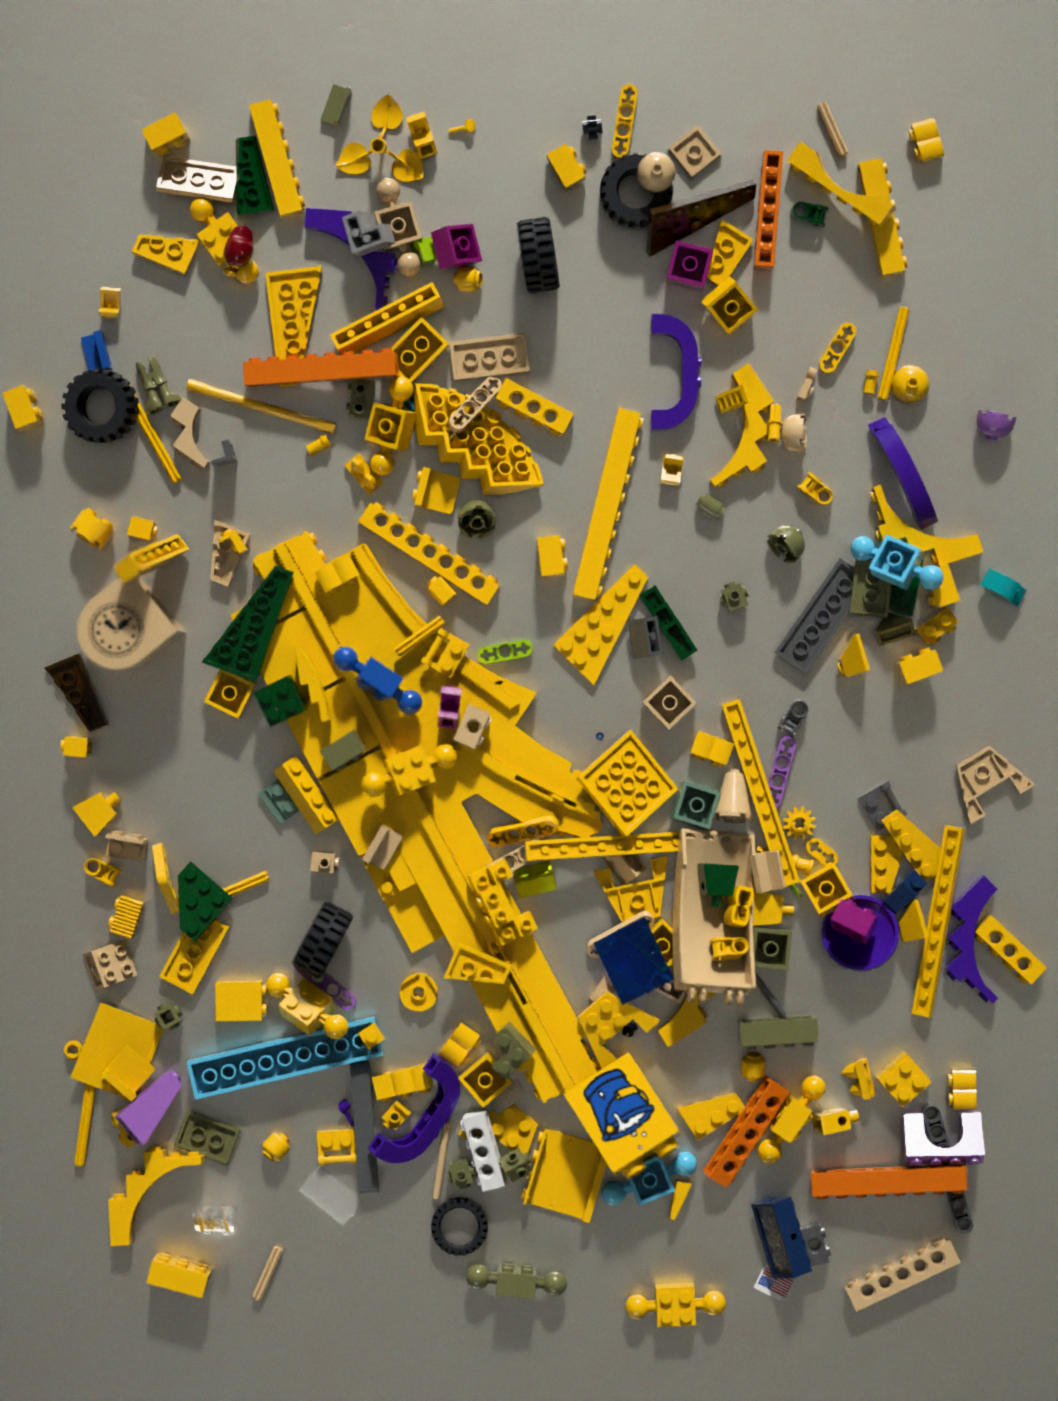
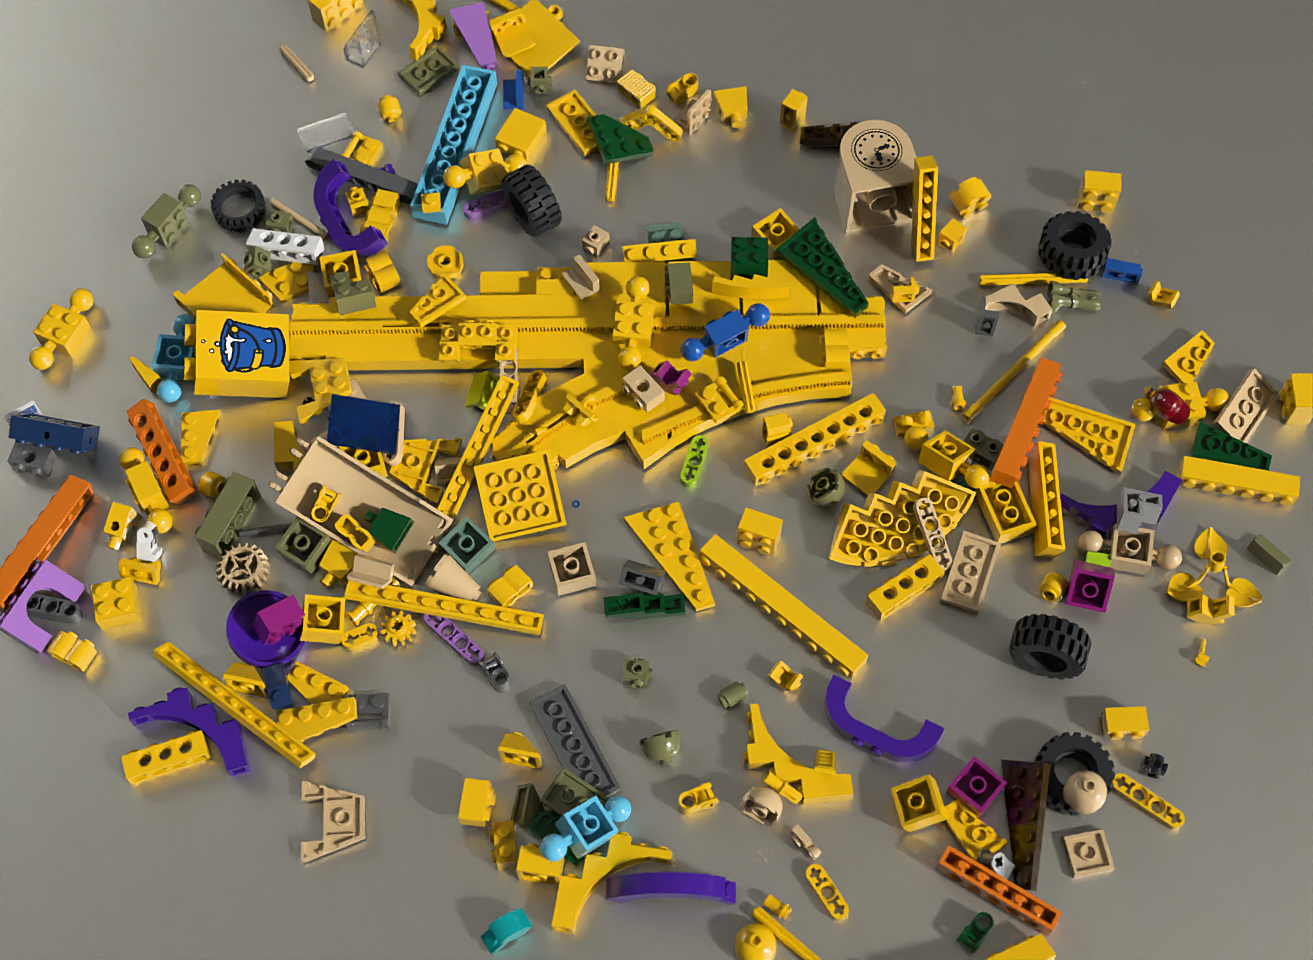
camera: 120 degrees right, 25 degrees down
(190, 1037) = (514, 92): none -> blue panel
(517, 771) = (586, 415): none -> yellow hips
(747, 221) = (996, 862): none -> flat silver piece
(812, 999) = (251, 556): none -> tan gear
(841, 1084) = (147, 542): none -> white leg

